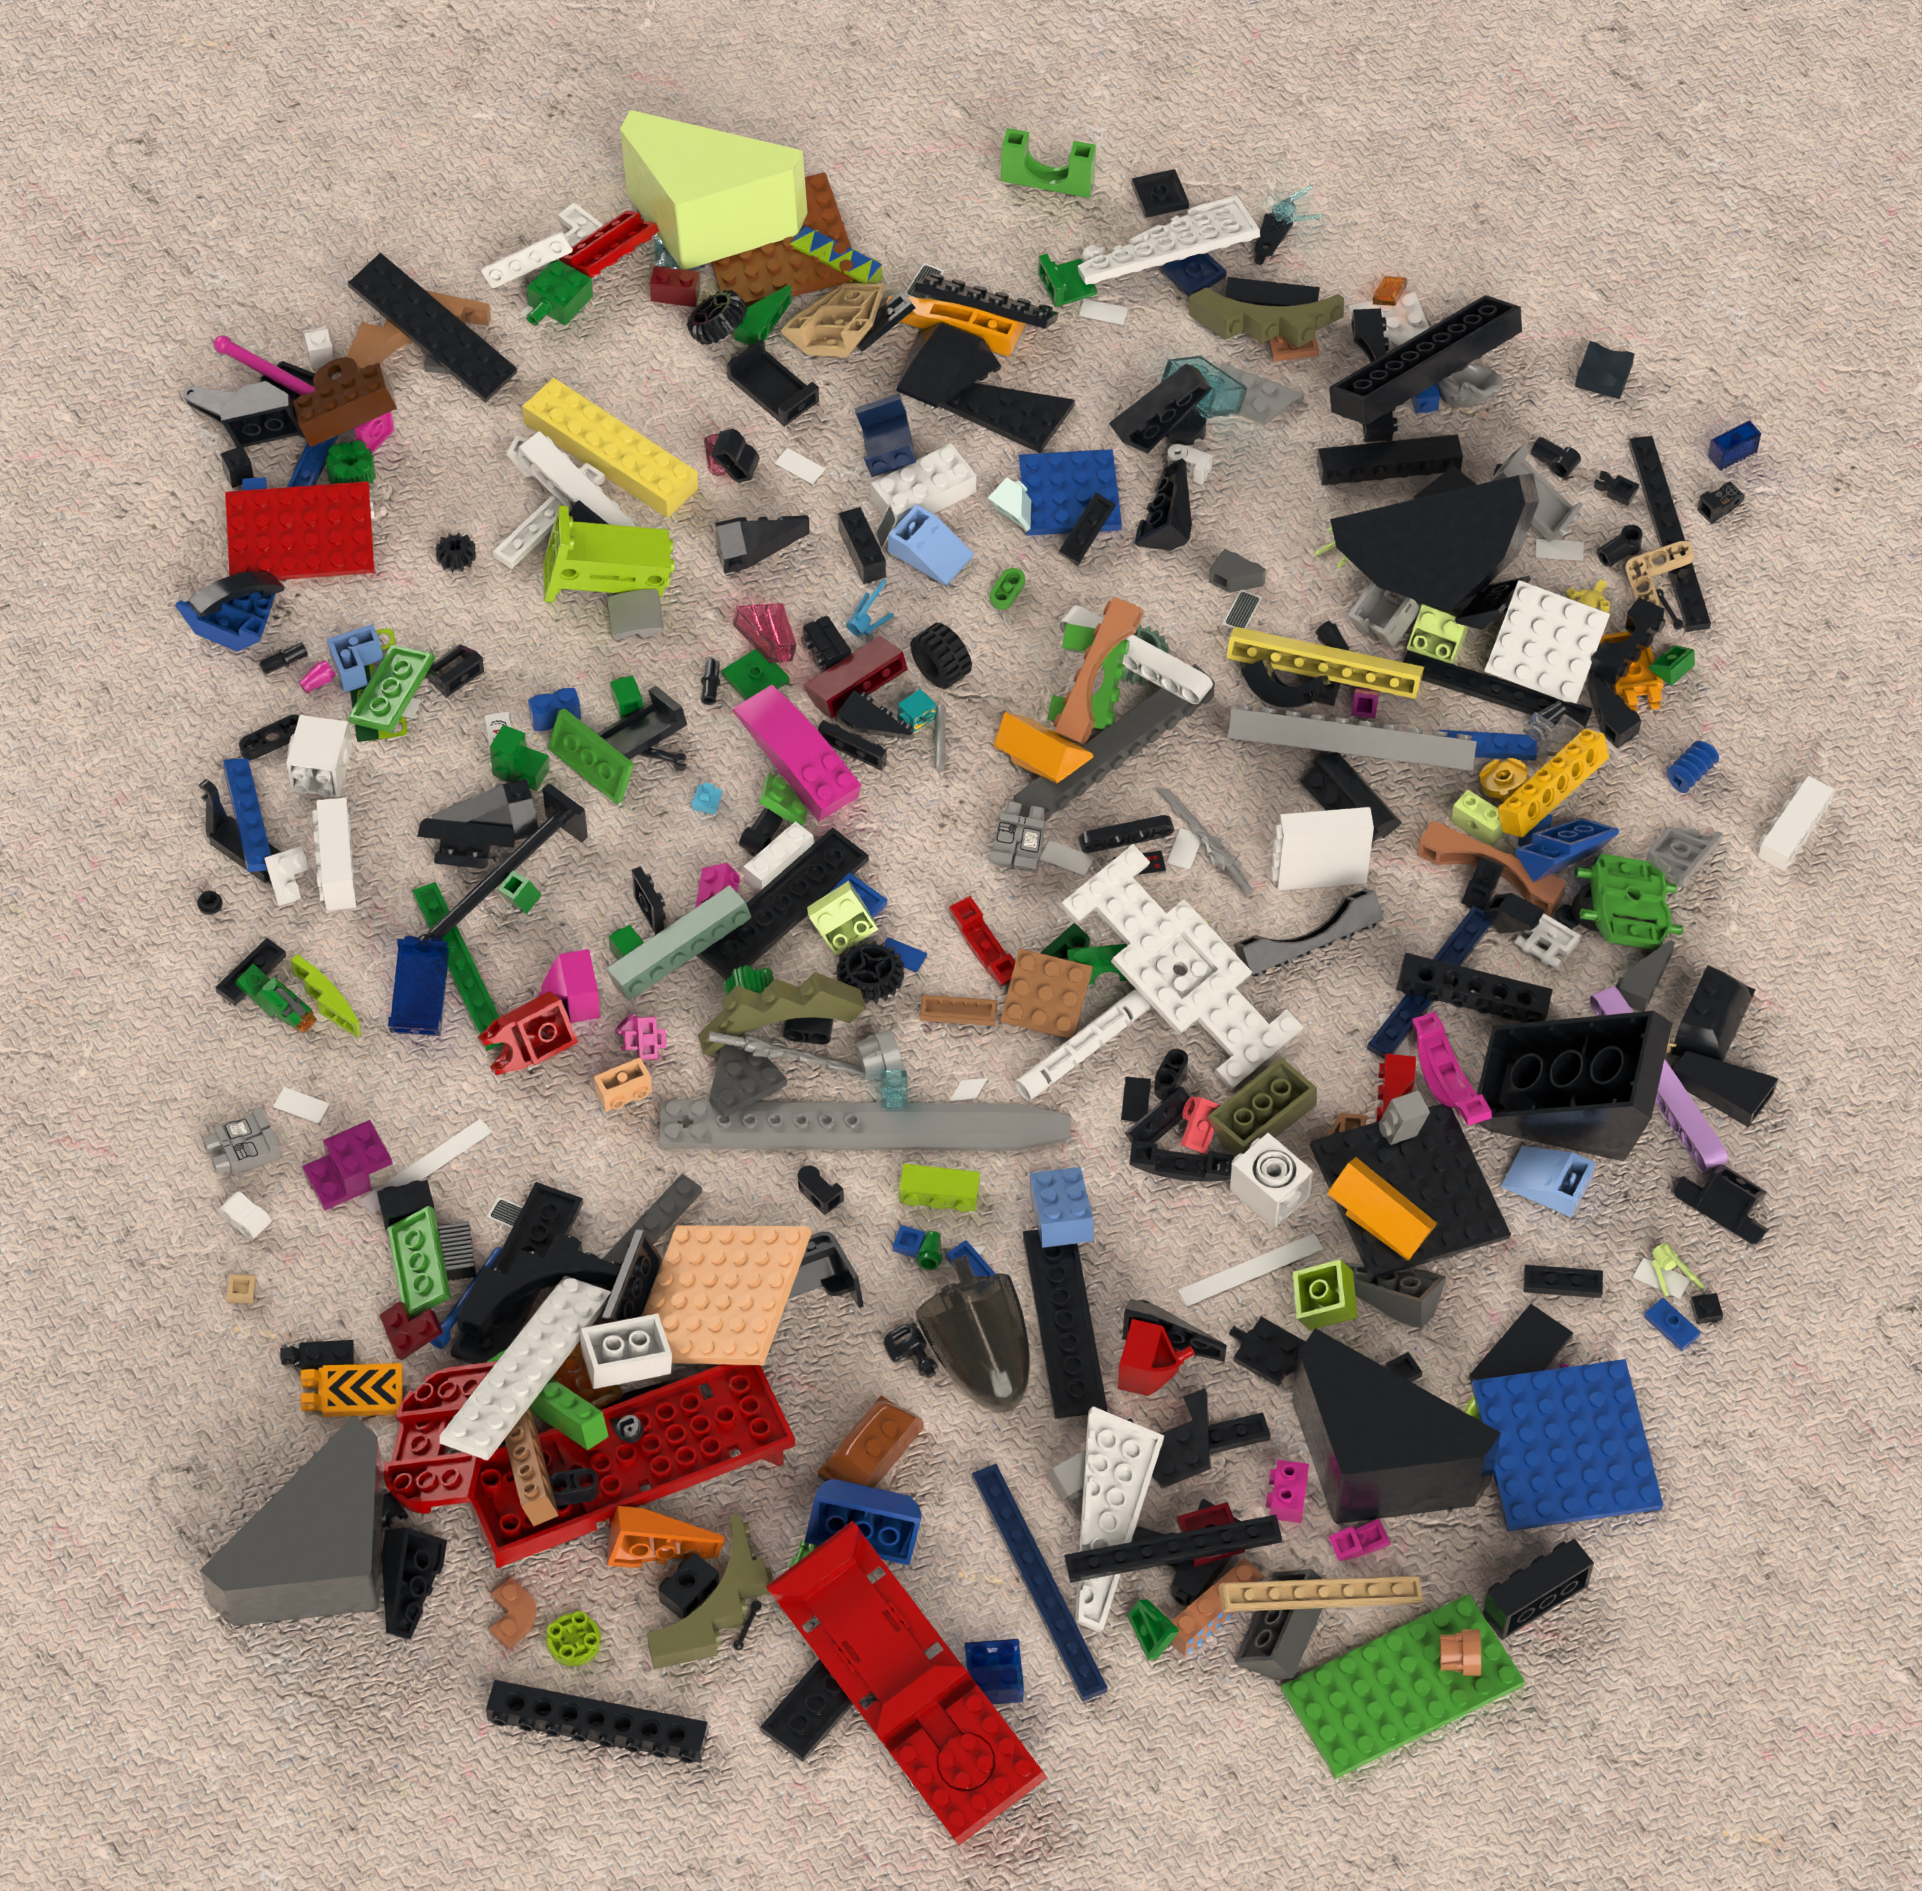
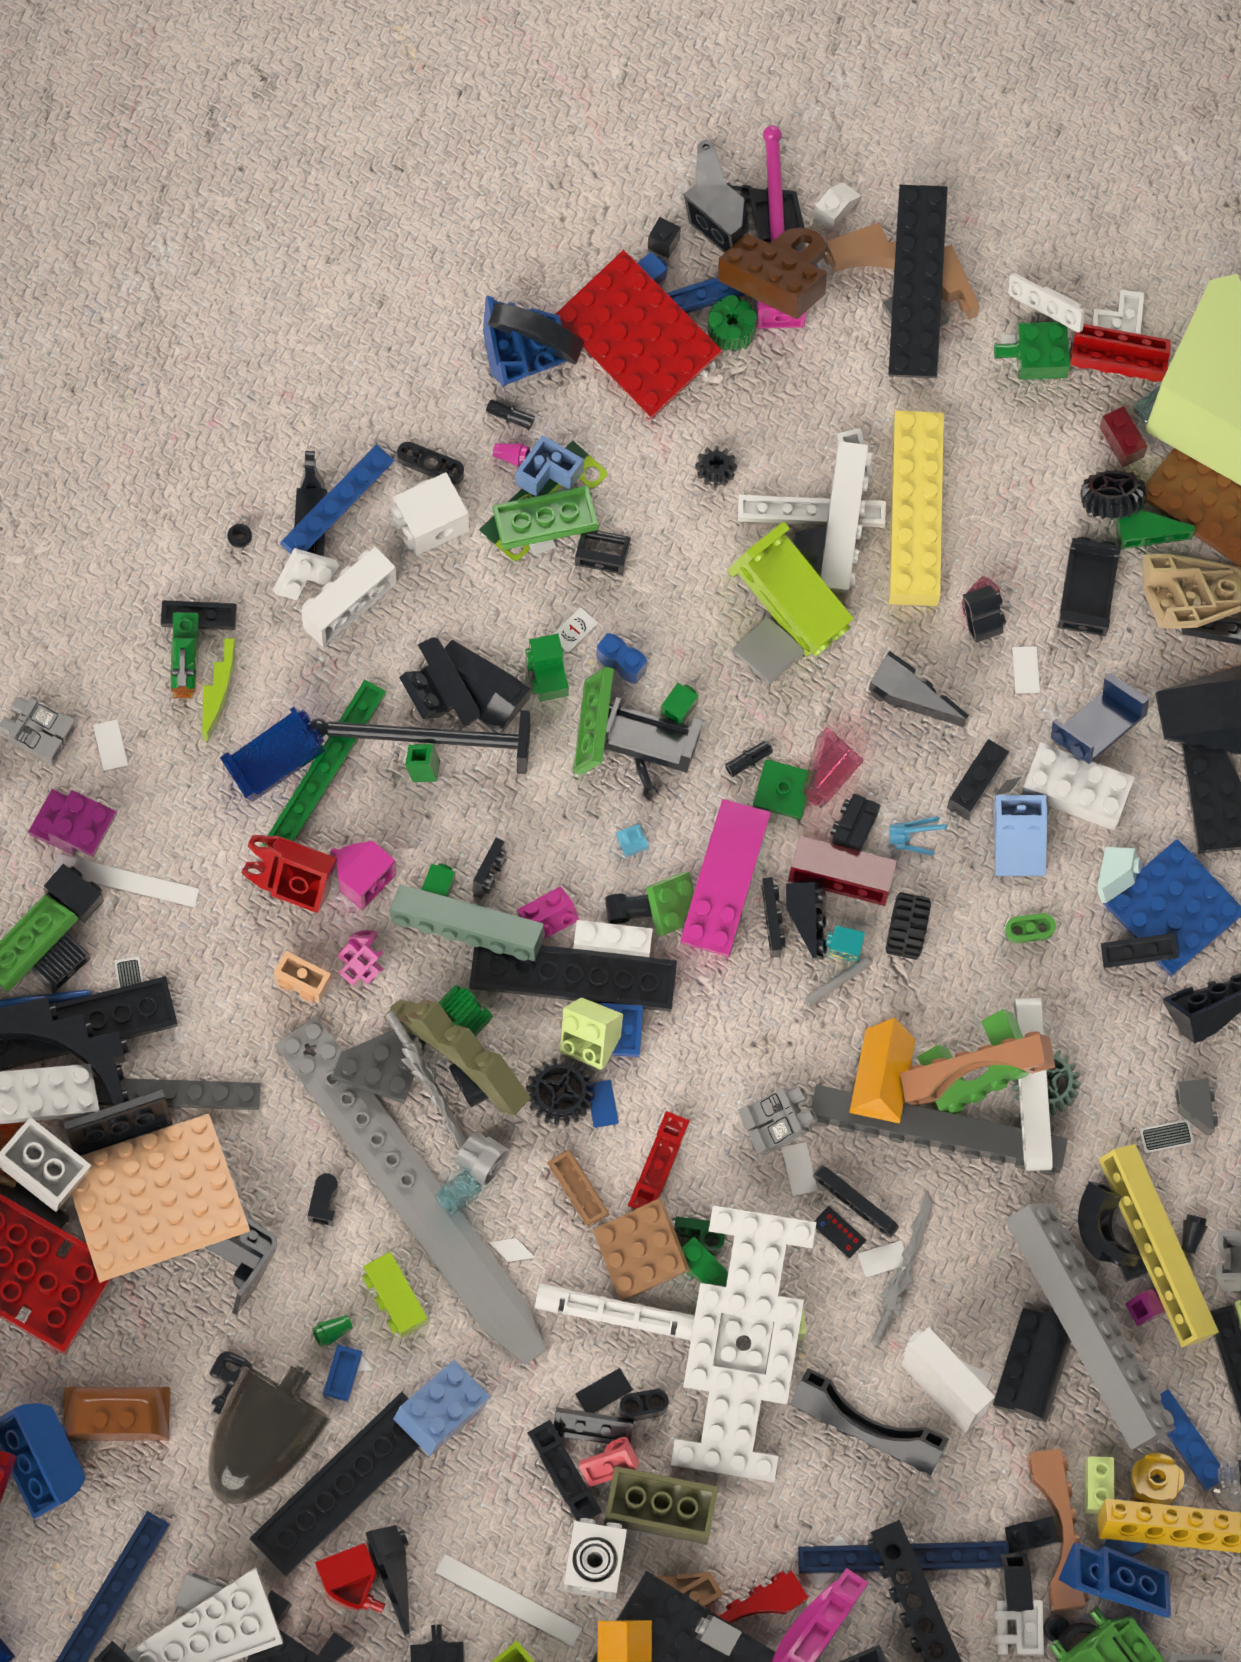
camera: 50 degrees right, 15 degrees up
(908, 1241) = (327, 1306): blue plate -> none

